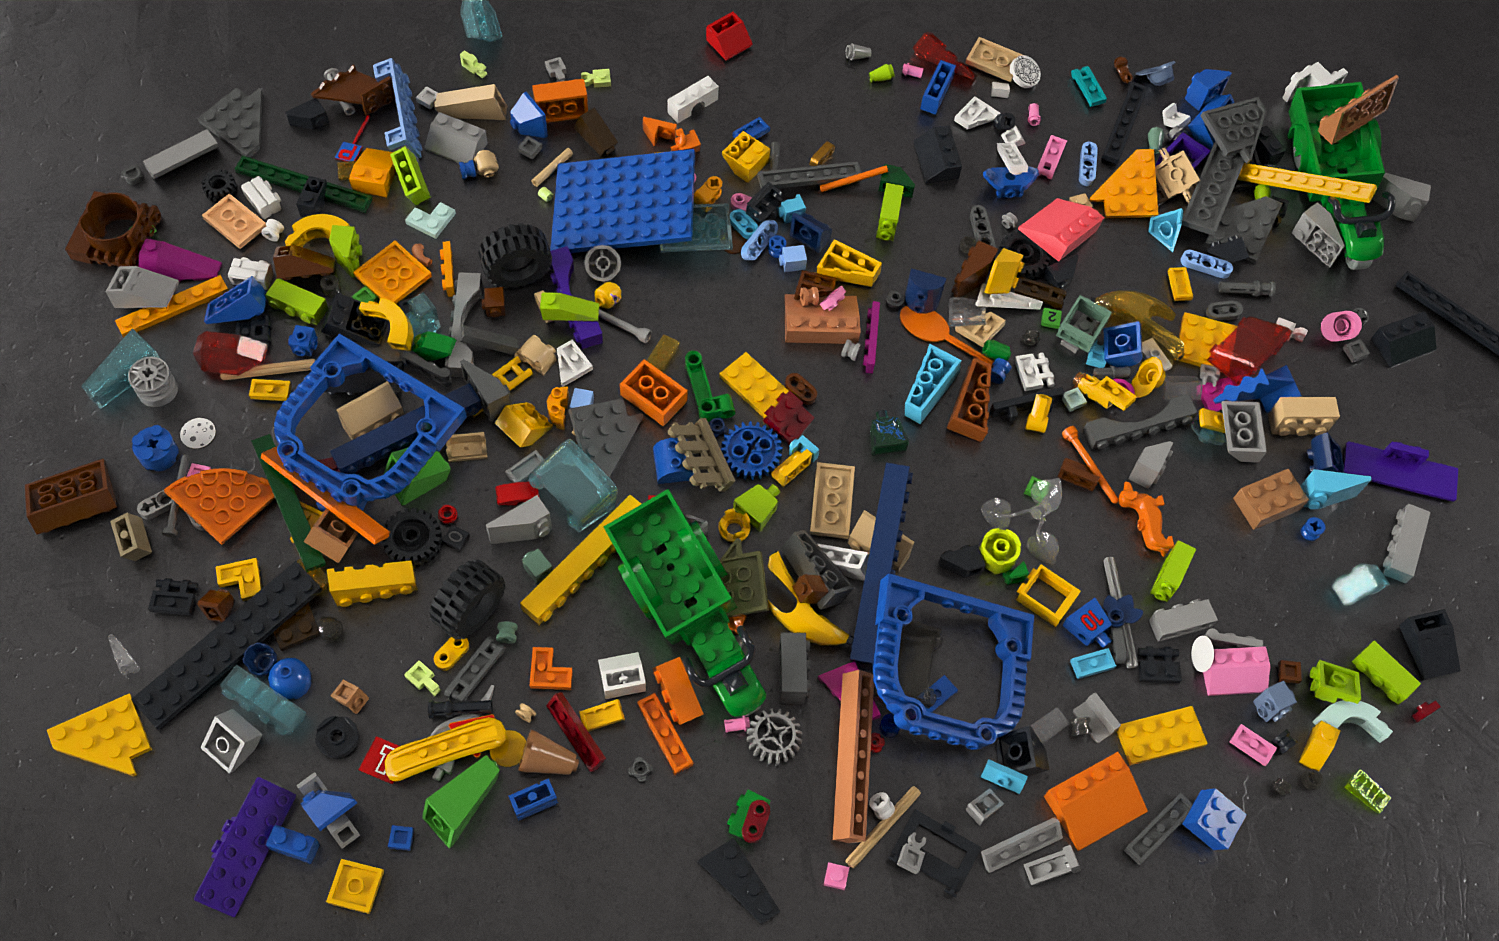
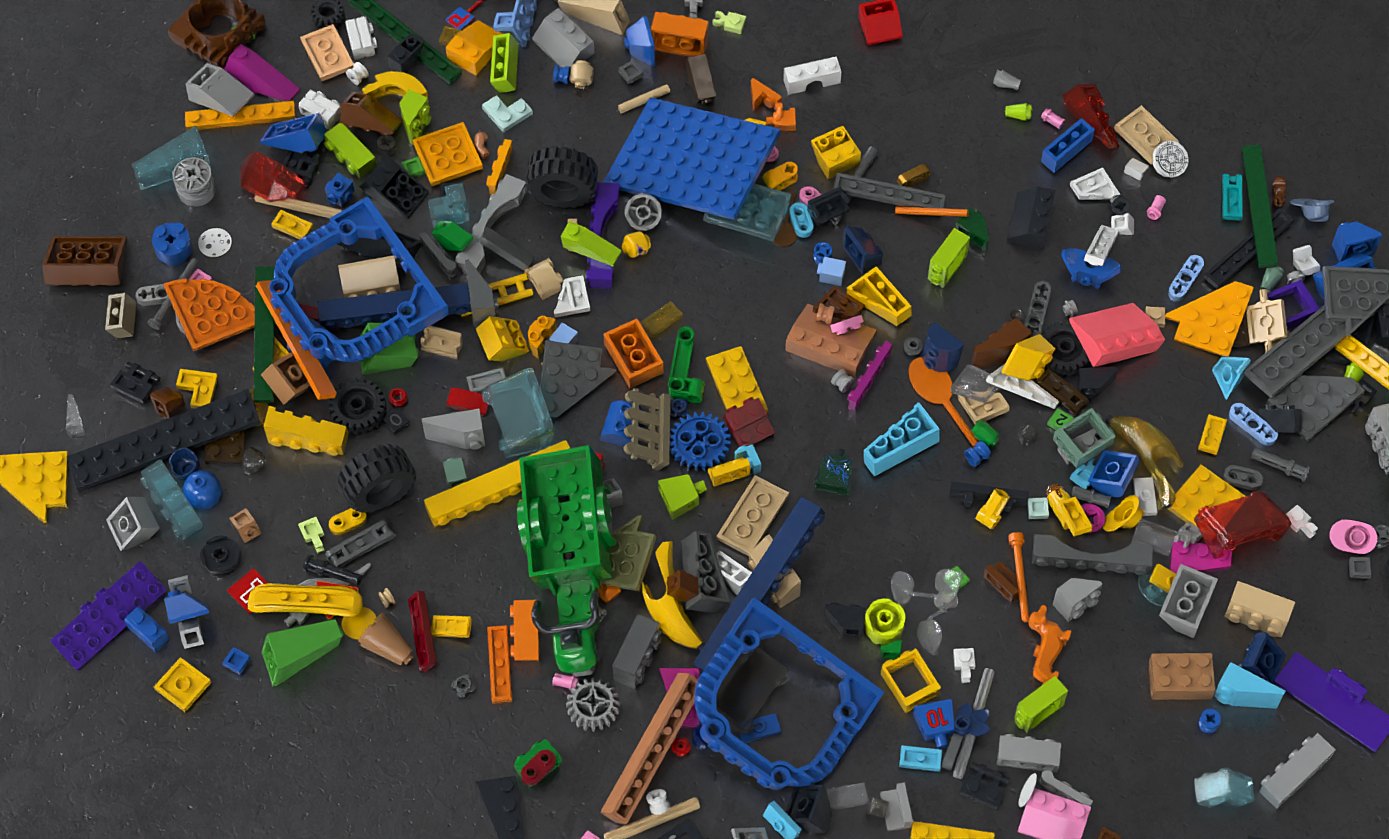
camera: 30 degrees right, 0 degrees up
(401, 330) = (429, 208): yellow arch -> none
(494, 302) = (527, 214): reddish brown brick -> none
(506, 632) = (402, 522): sand green wheel -> none
(533, 799) = (358, 672): blue brick -> none
(544, 675) = (418, 570): orange plate -> none
(545, 194) = (624, 124): yellowish green piece -> none
(622, 675) = (484, 598): white slope -> none
(643, 334) = (652, 294): light grey piece -> none
(734, 517) = (649, 496): yellow piece -> none
(754, 128) = (858, 127): blue plate -> none
(766, 230) = (799, 241): light blue beam -> none
(789, 207) = (855, 219): medium azure brick -> none
(803, 388) = (777, 401): reddish brown plate -> none
(971, 407) = (930, 476): dark orange wedge -> none
(1029, 372) = (1007, 467): white plate -> none
(1051, 156) = (1150, 258): bright pink plate -> none
(1083, 558) = (965, 662): none -> white plate
(1117, 86) = (1259, 206): none -> dark green tile
(1266, 387) = (1248, 569): blue piece -> none

